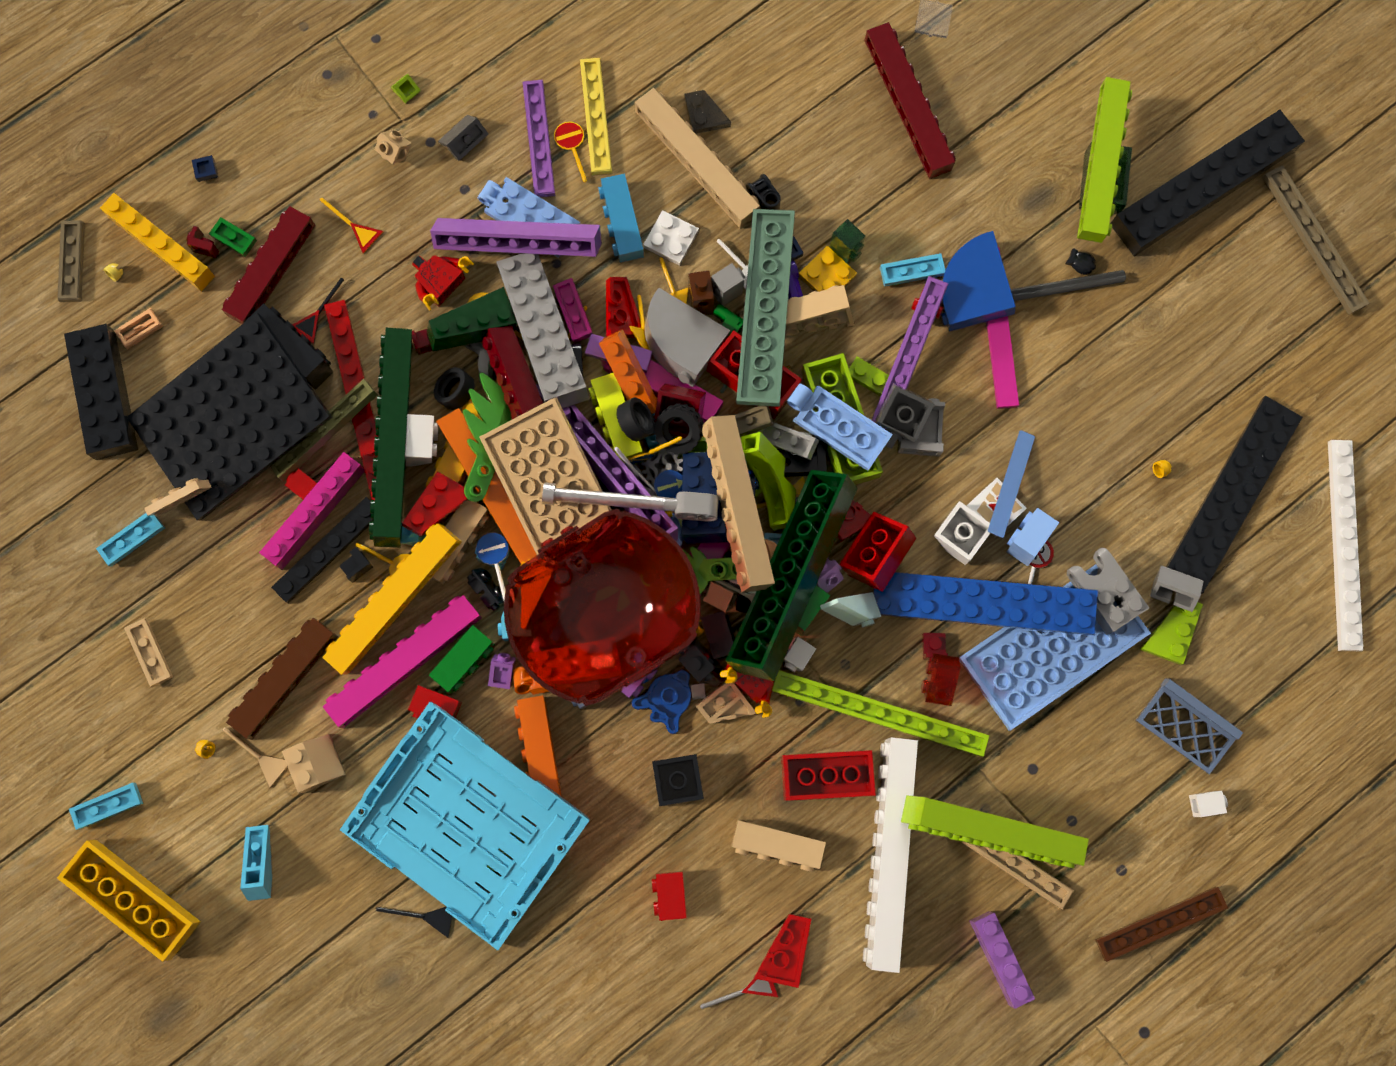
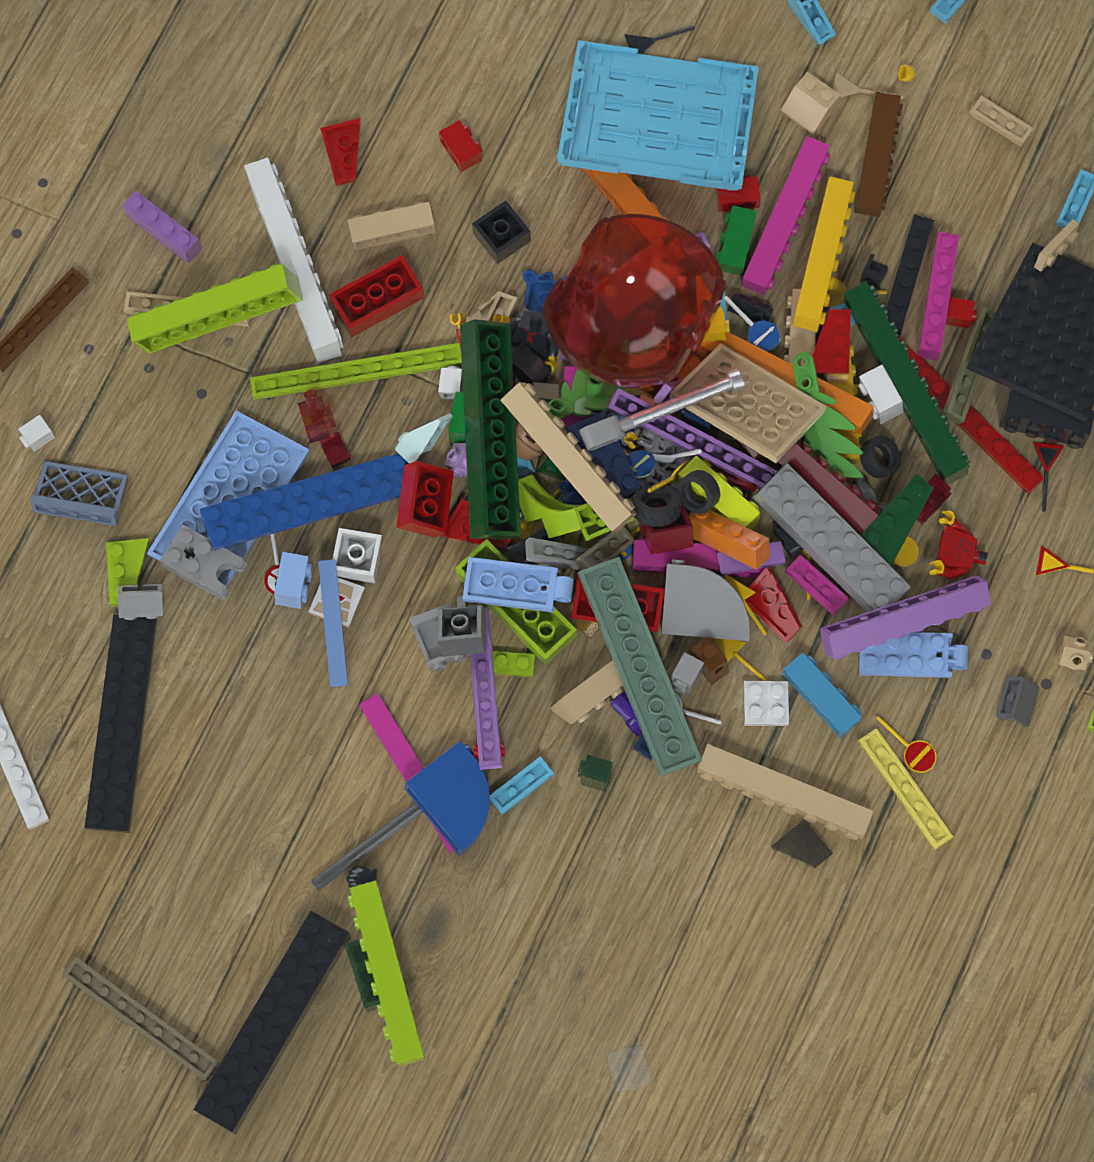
camera: 160 degrees right, 5 degrees down
(538, 138) = (946, 738): medium lavender tile -> none
(731, 320) = (664, 647): green piece -> none
(755, 987) = (357, 113): light grey piece -> none
(764, 192) = (701, 789): black piece -> none
(827, 271) = (600, 740): yellow plate -> none
(909, 100) = (609, 959): dark red brick -> none
(1161, 468) = (197, 711): yellow hinge -> none

